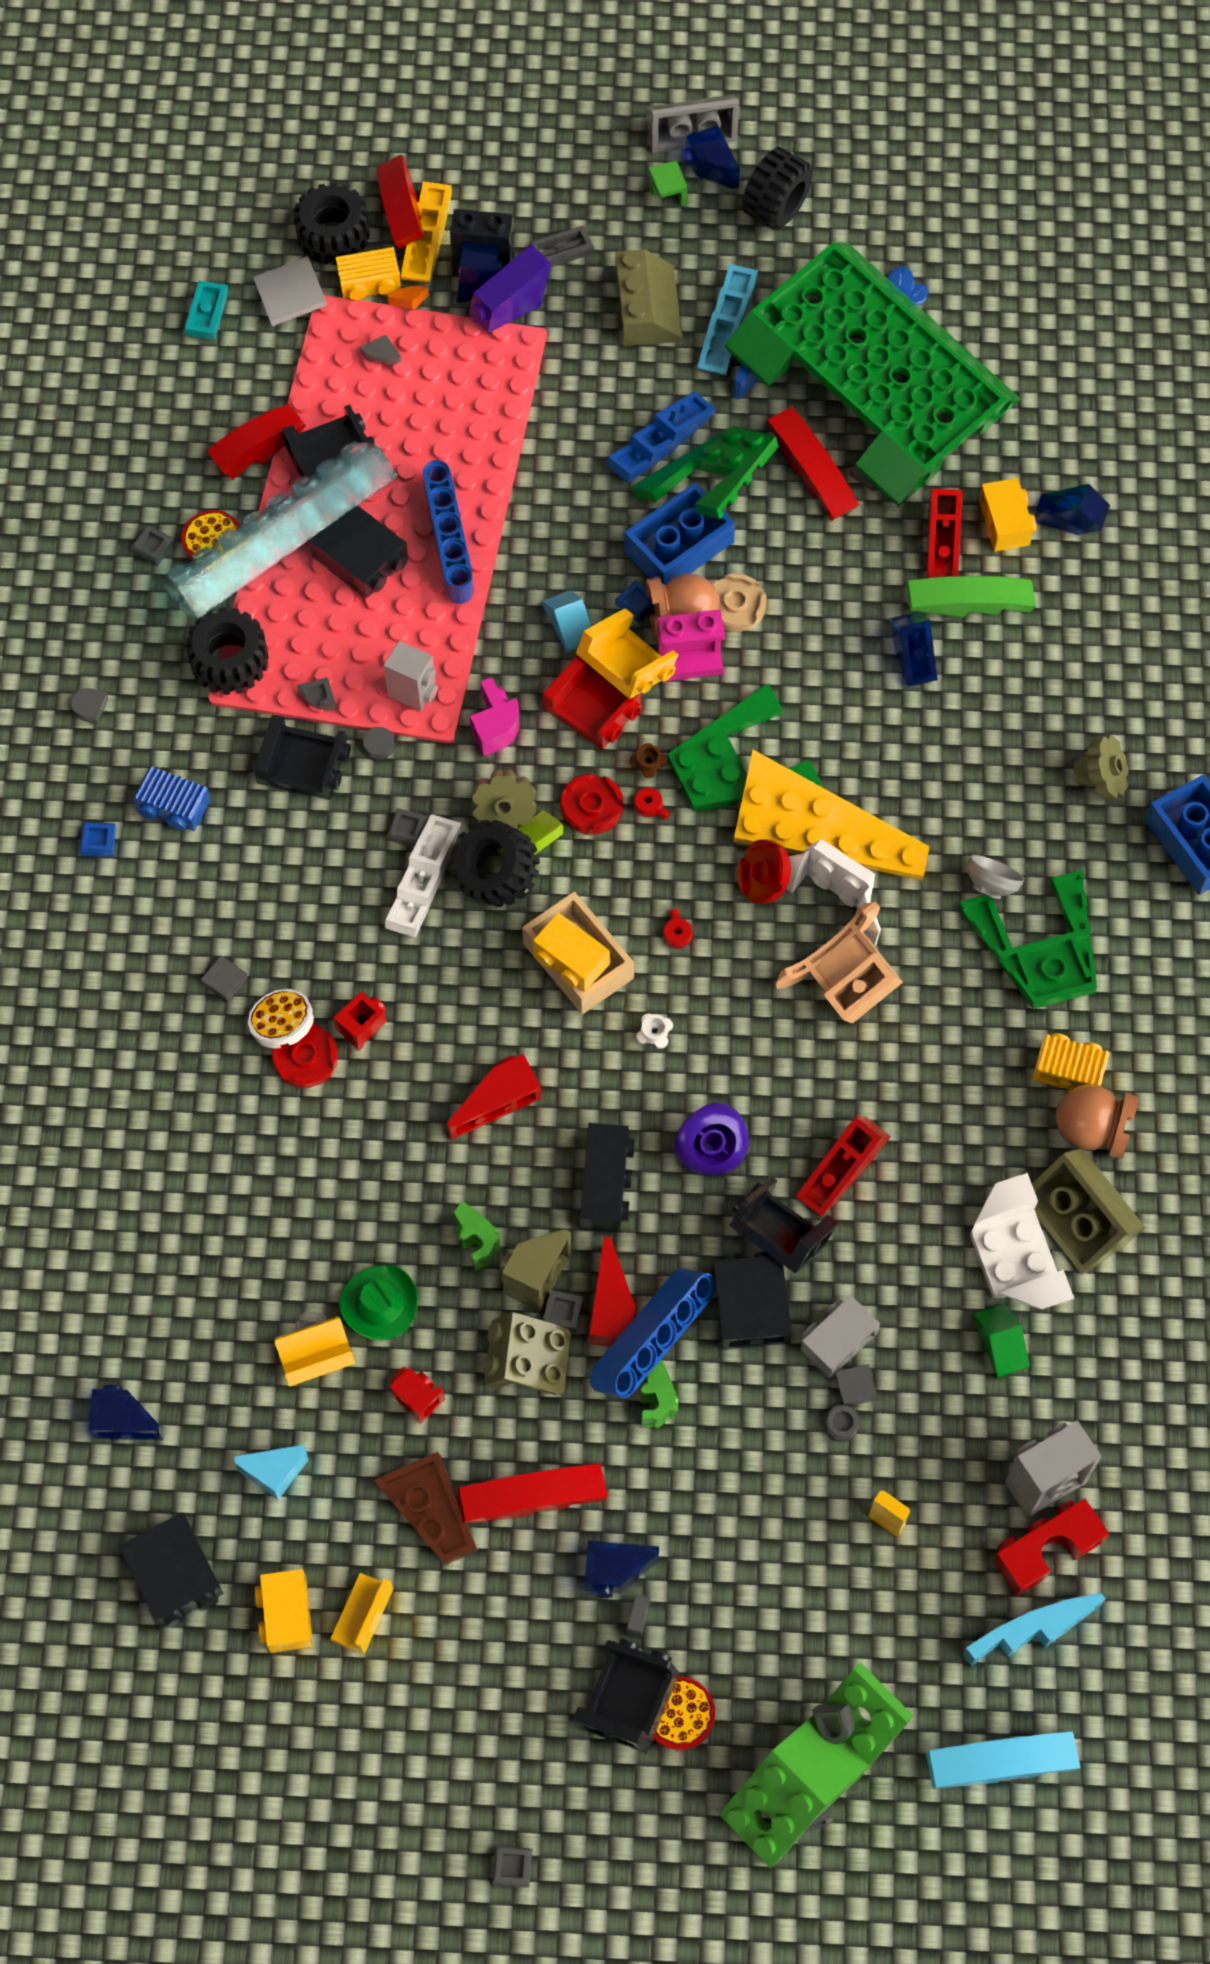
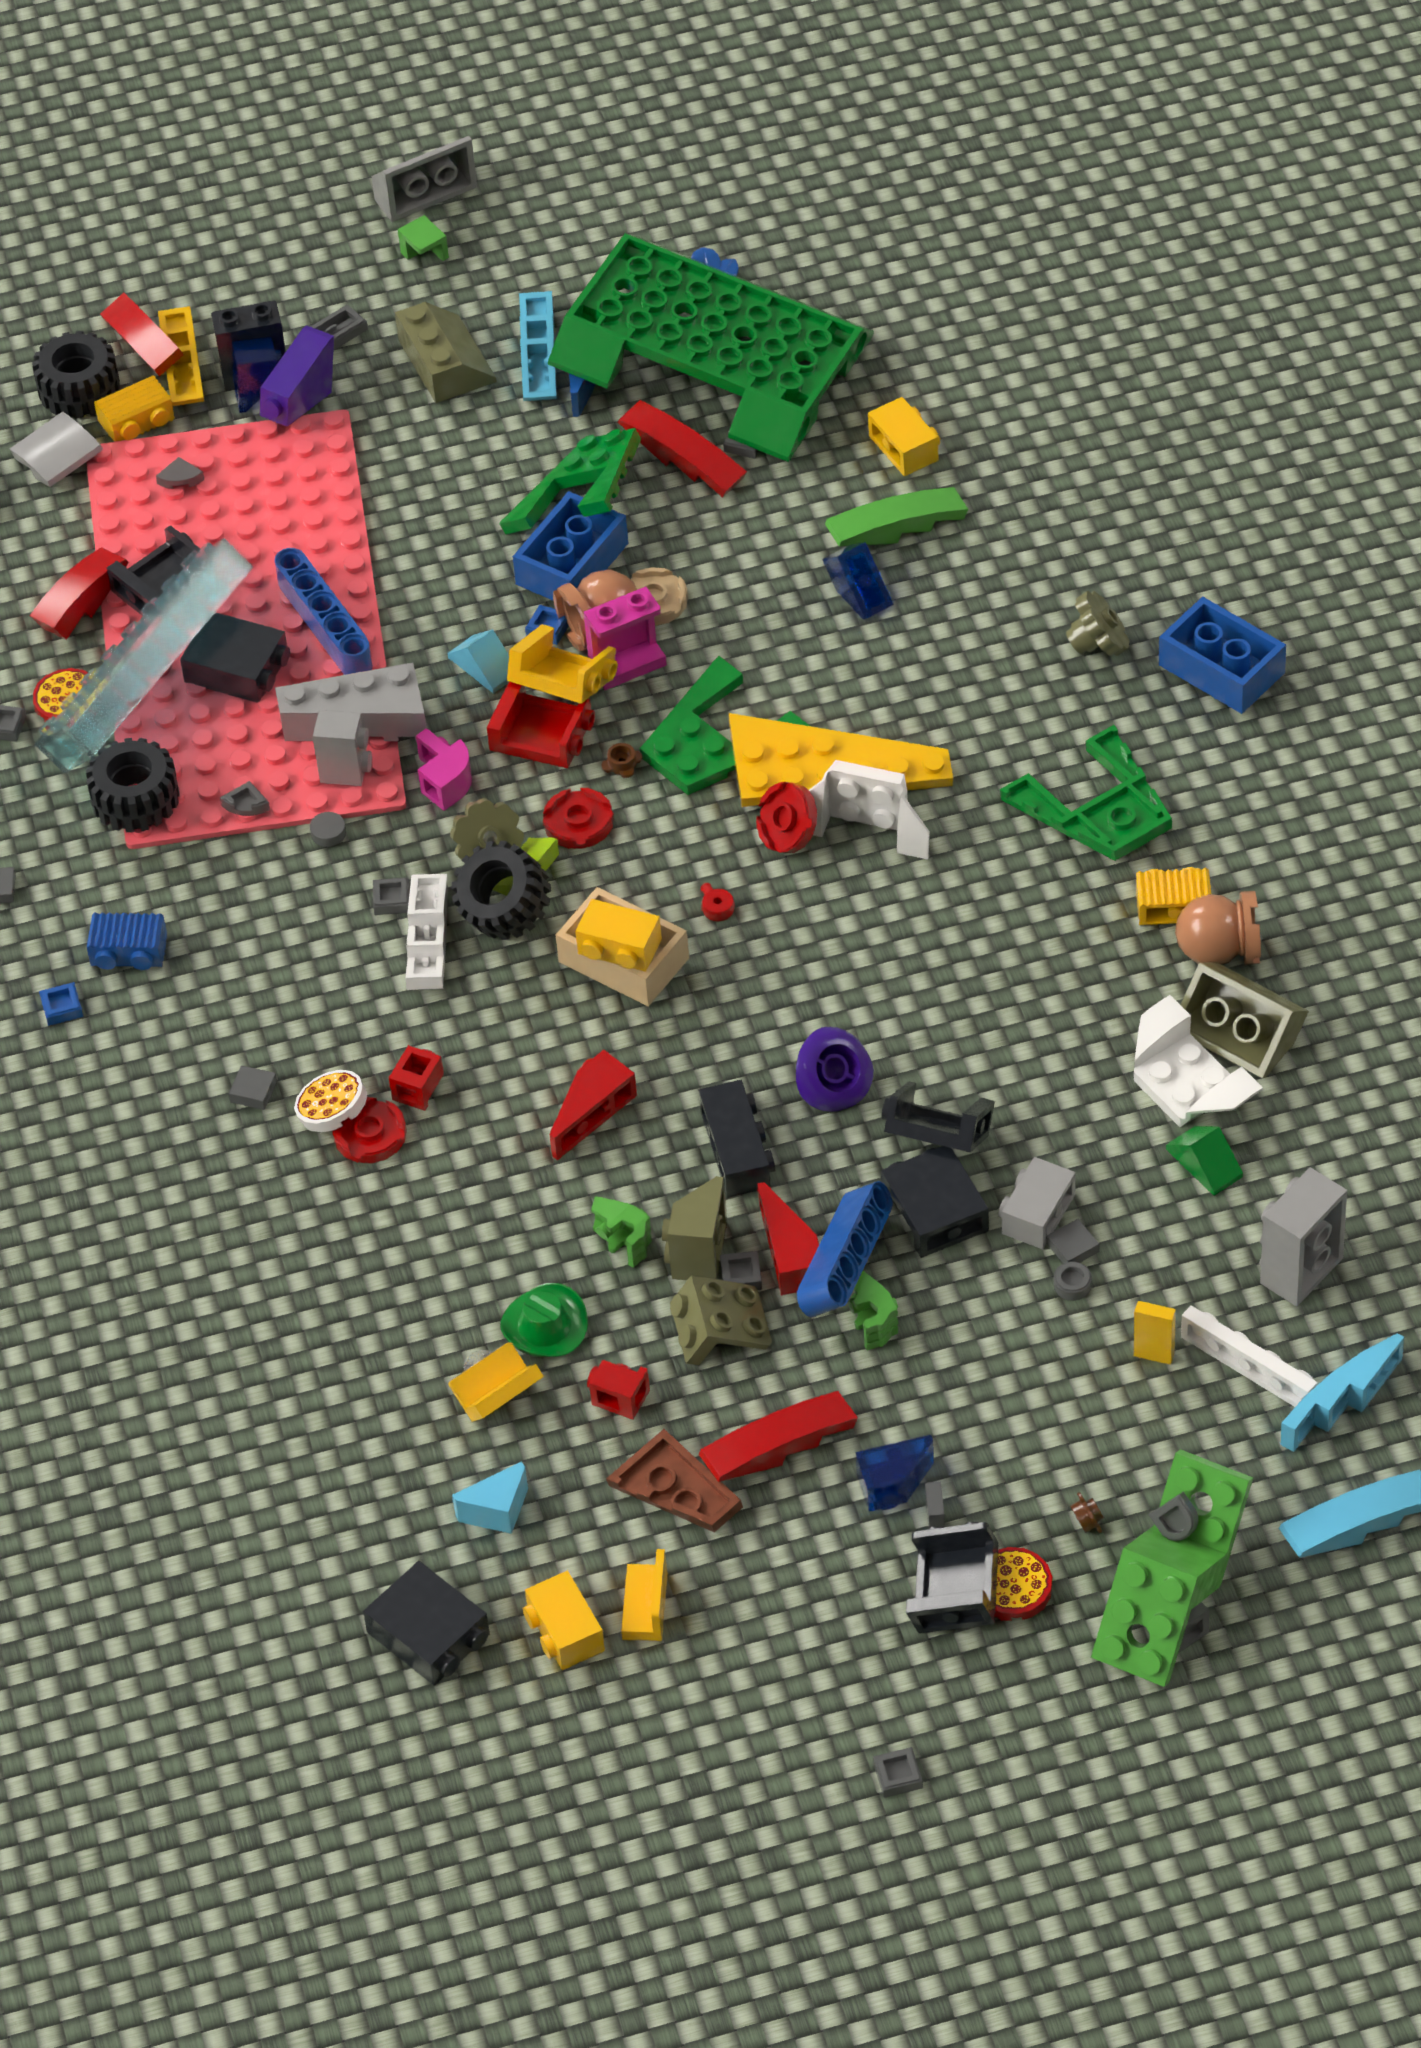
camera: 15 degrees left, 15 degrees down
(120, 1416) = (316, 1504): clear blue slope -> none
(301, 759) = (252, 867): black panel -> none
(408, 297) = (186, 421): orange tile -> none
(454, 636) = (383, 696): none -> light grey wedge
(650, 809) = (639, 799): red piece -> none
(657, 1022) = (730, 996): white plate -> none
(661, 437) = (512, 470): blue slope -> none
(711, 157) = (459, 206): clear blue slope -> none
(767, 1670) = (1087, 1513): none -> reddish brown plate
(777, 188) = (542, 209): black tyre -> none
(843, 1164) = (978, 1050): red slope -> none
(848, 968) = (911, 875): light nougat piece -> none
(944, 532) = (844, 464): red slope -> none
(957, 1550) = (1245, 1357): none -> white plate
(993, 877) = (1025, 756): light grey piece -> none
(1073, 510) = (971, 412): clear blue slope -> none
(1074, 1527) = (1344, 1294): red arch -> none

